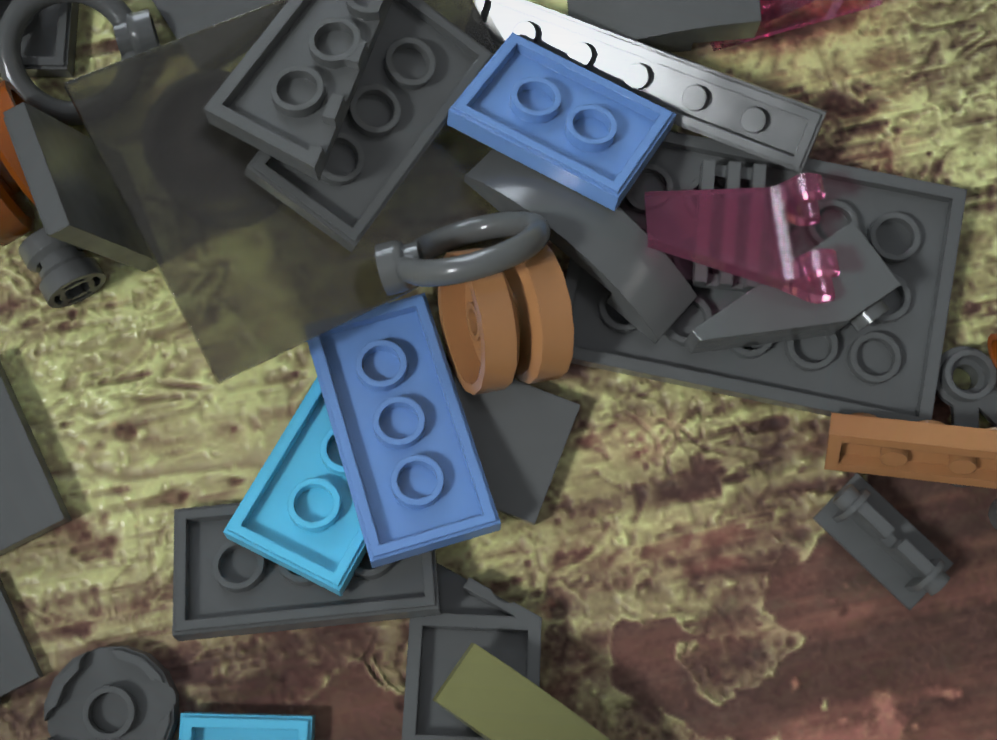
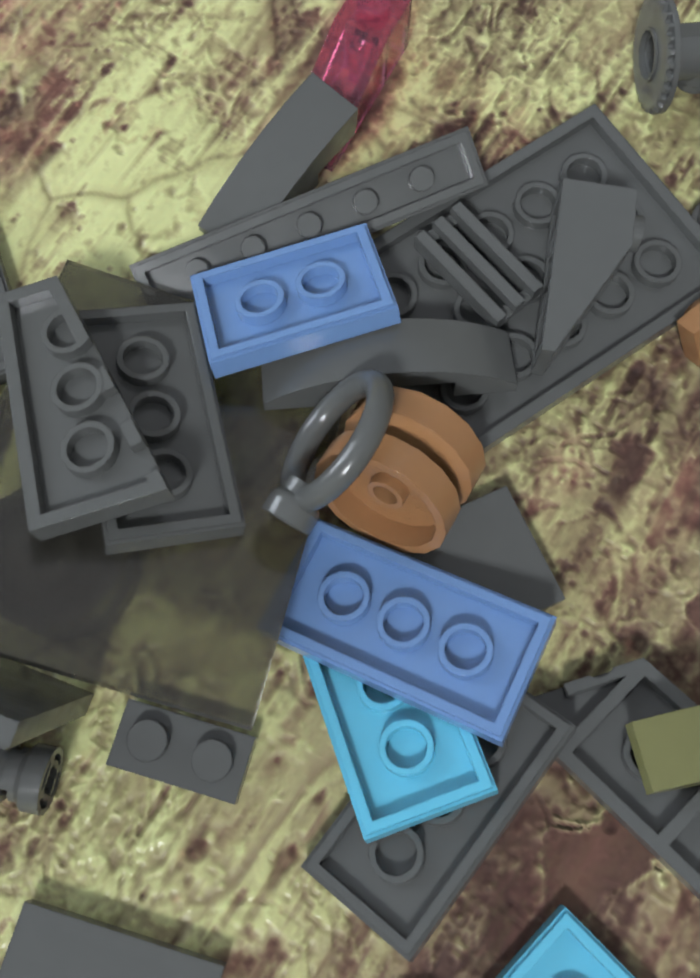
camera: 50 degrees left, 5 degrees down
(176, 362) = (182, 751): none -> dark grey plate
(747, 233) = (504, 252): clear pink flag -> none

